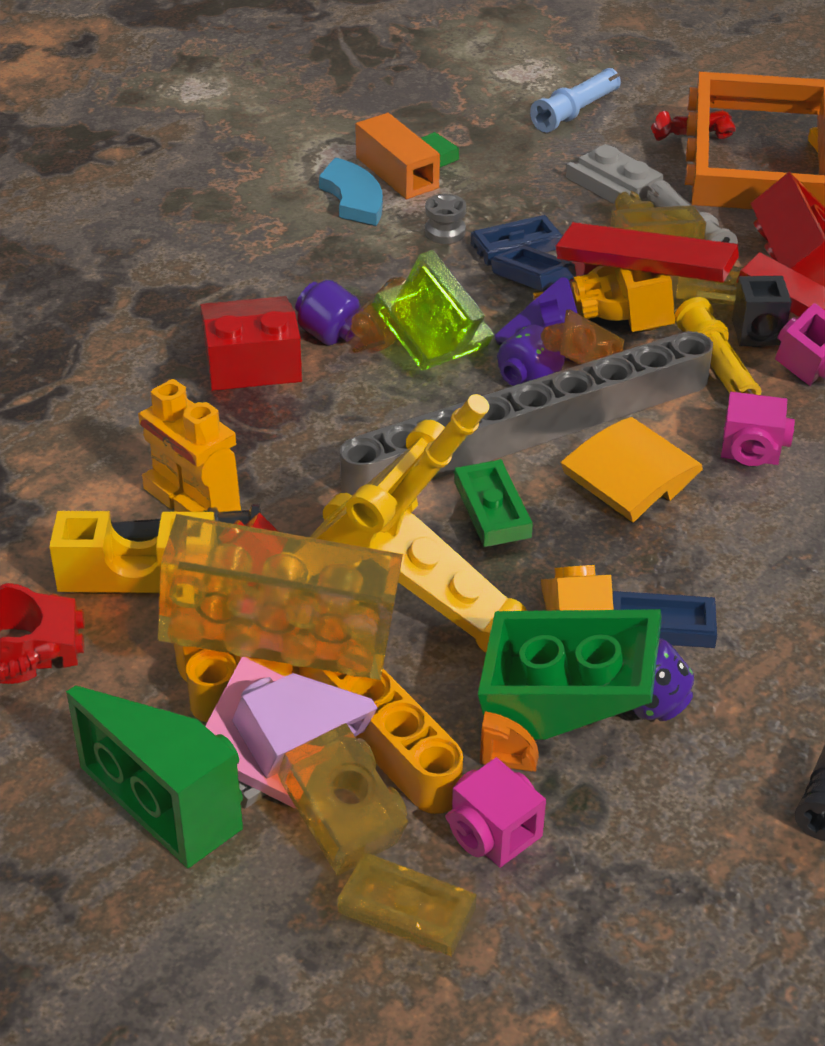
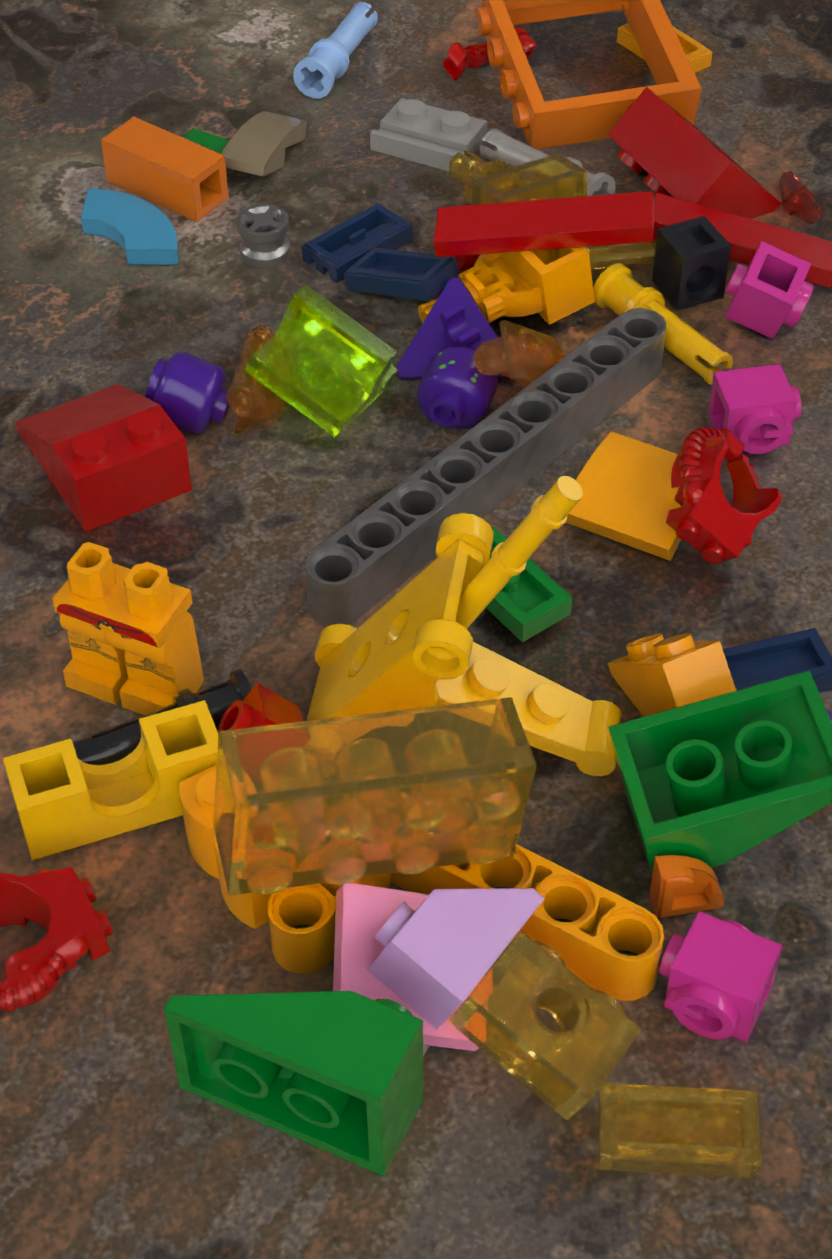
camera: 20 degrees left, 5 degrees up
(480, 152) = (262, 141): none -> dark tan slope
(664, 490) = (706, 516): none -> red piece

